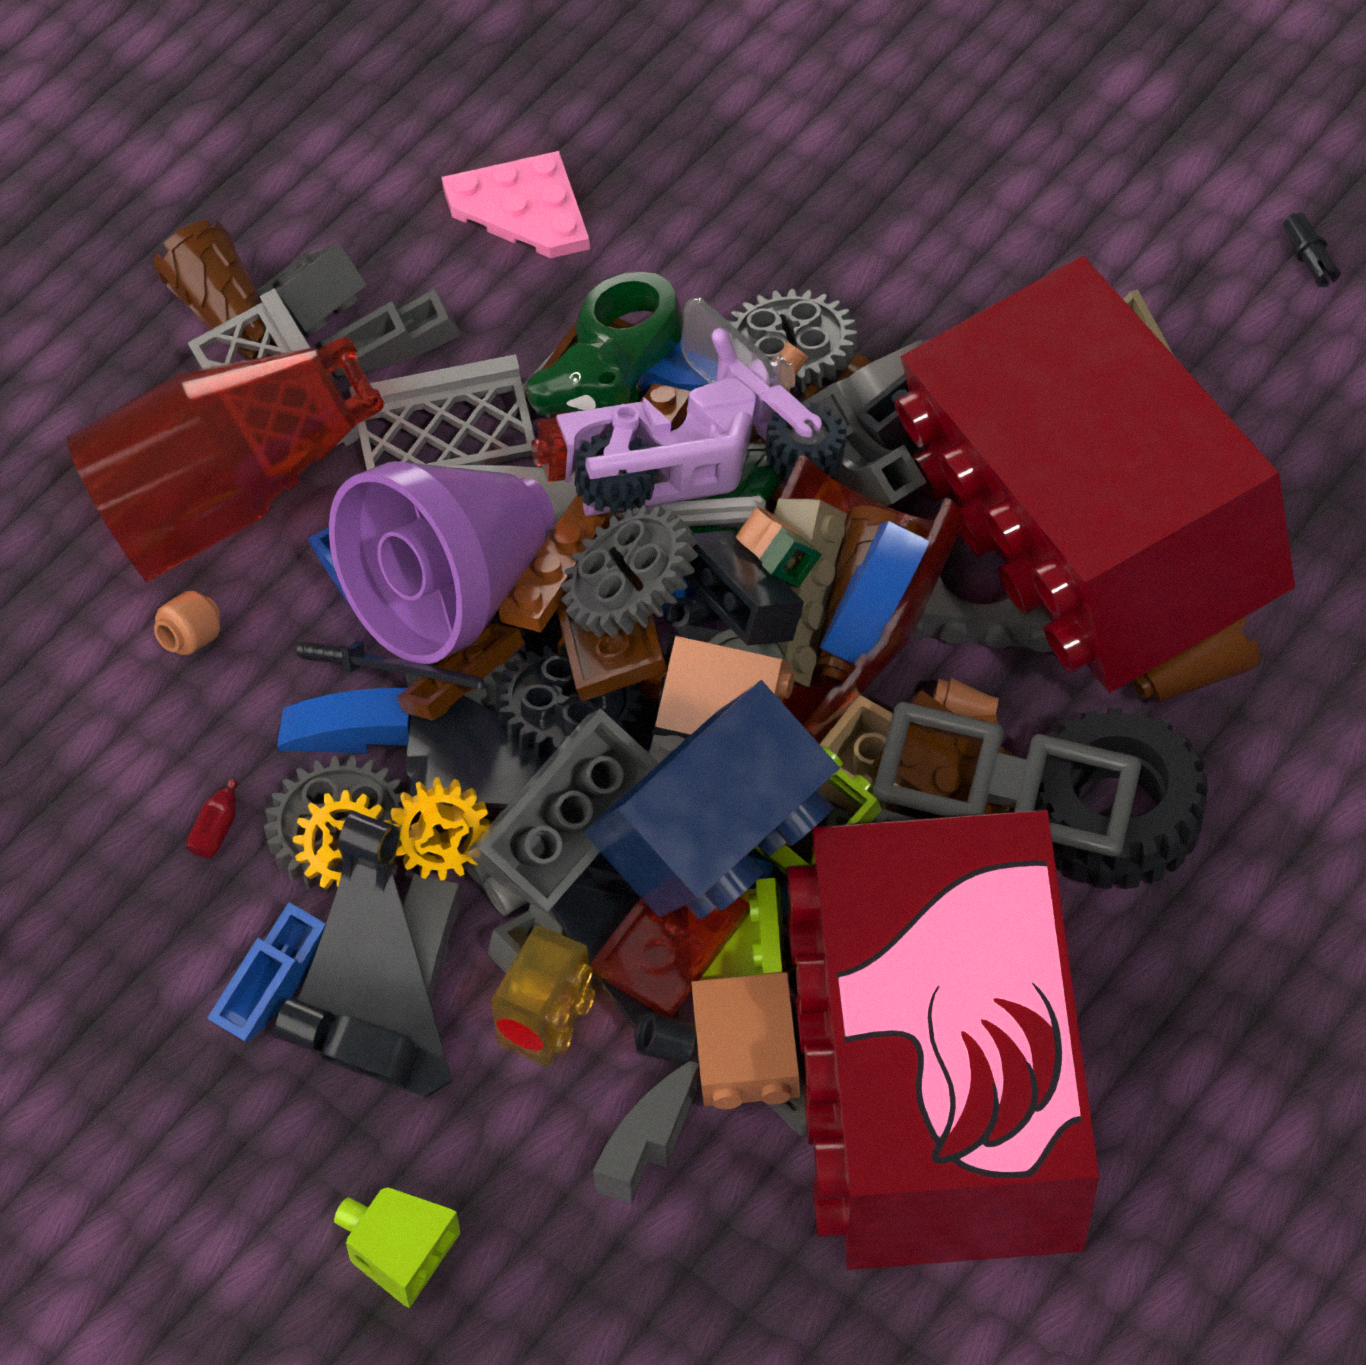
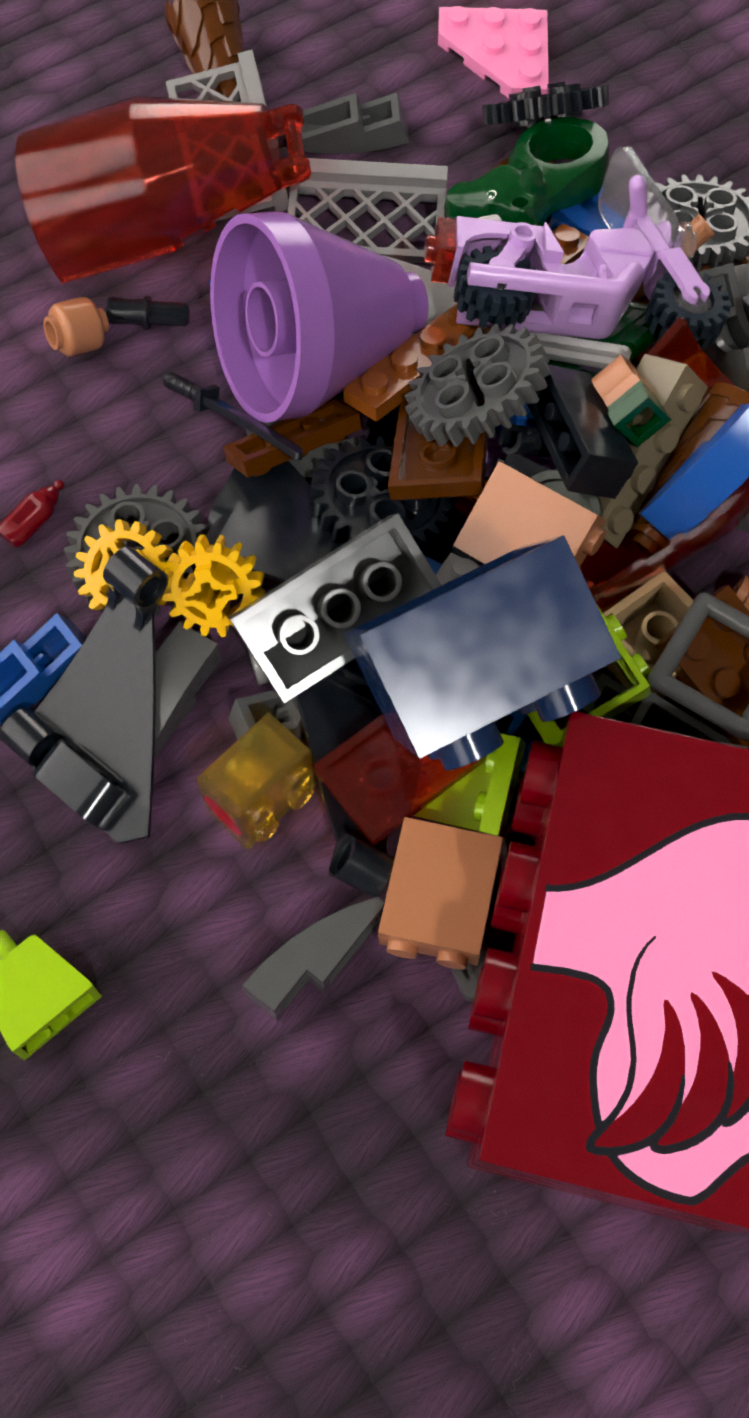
camera: 15 degrees right, 10 degrees up
(254, 587) = (147, 312): none -> black axle
(316, 286) = (297, 68): dark grey slope -> none
(345, 722) = (177, 456): blue slope -> none
(589, 265) = (531, 107): none -> black gear

